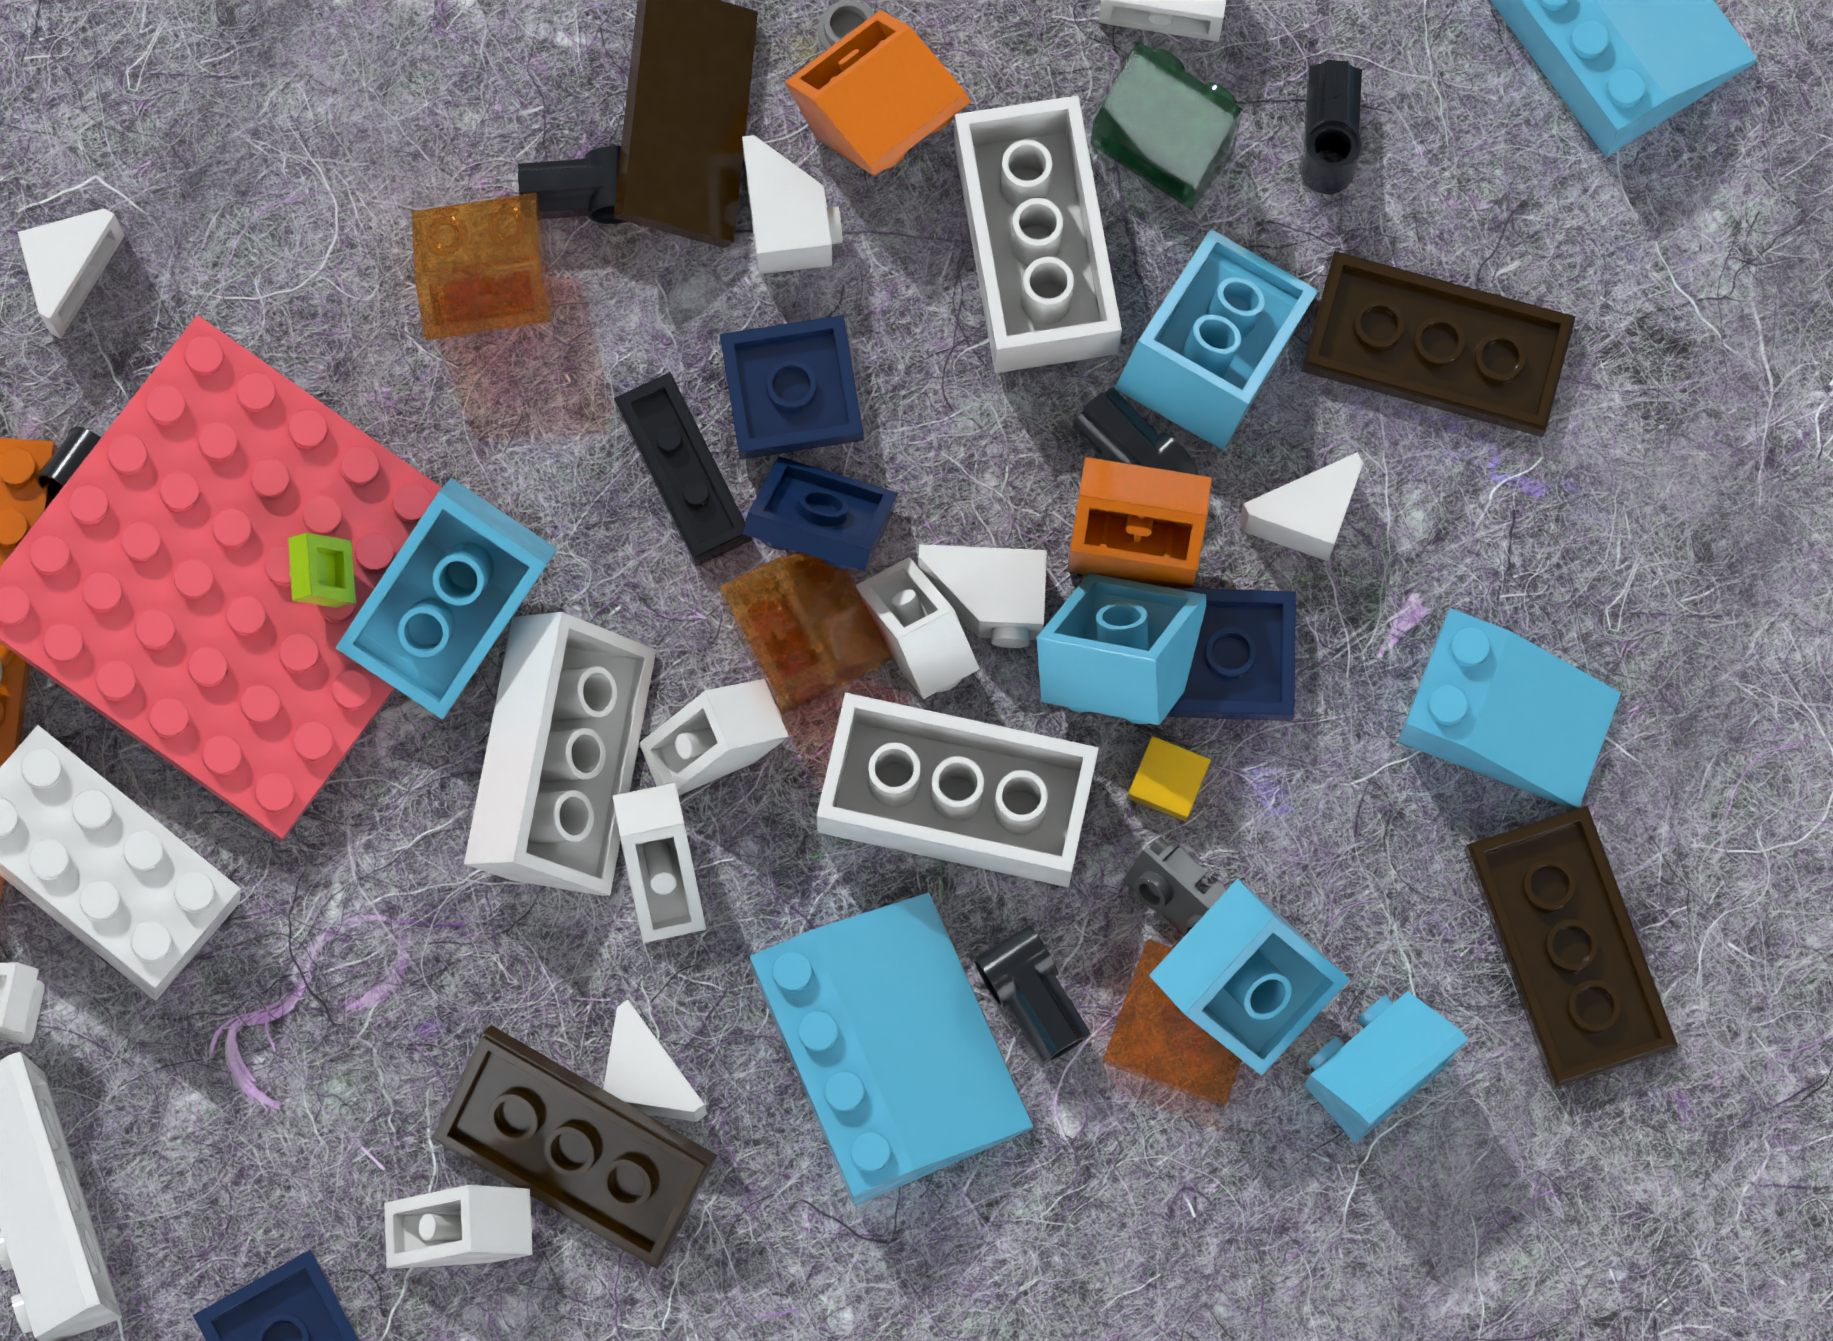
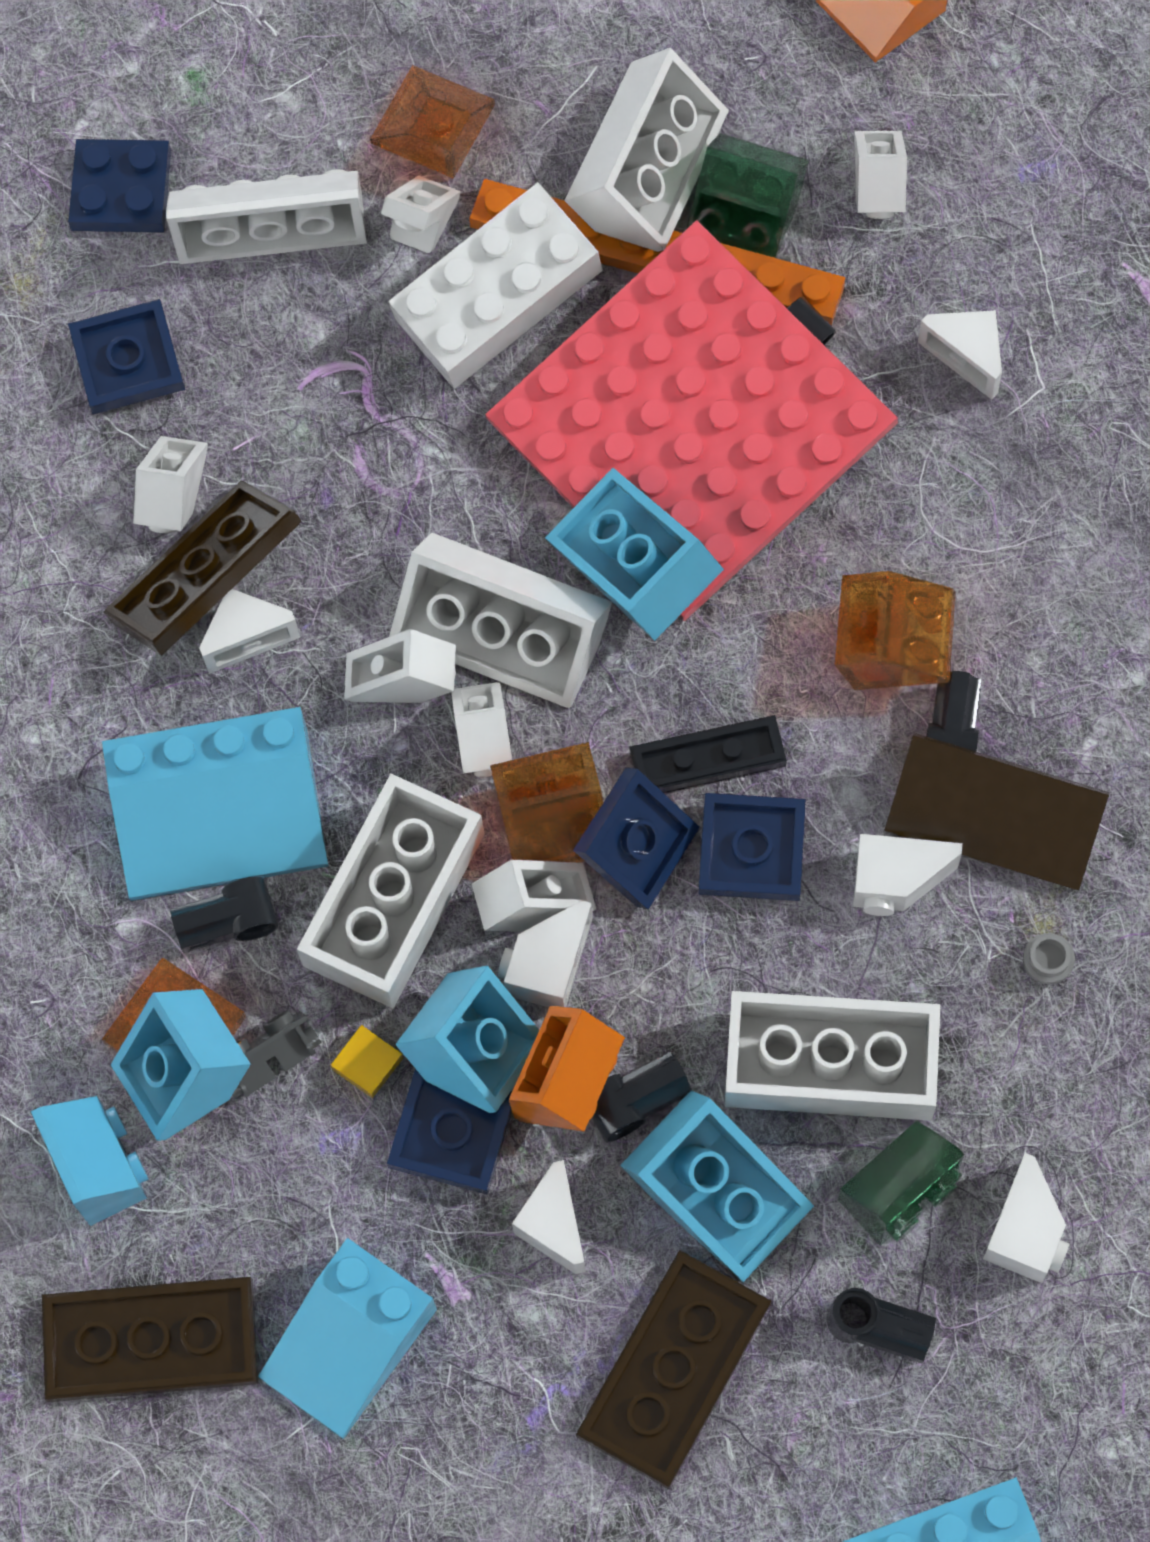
camera: 110 degrees right, 5 degrees down
(321, 570) = (670, 463): lime plate -> none
(876, 93) = (977, 954): orange slope -> none

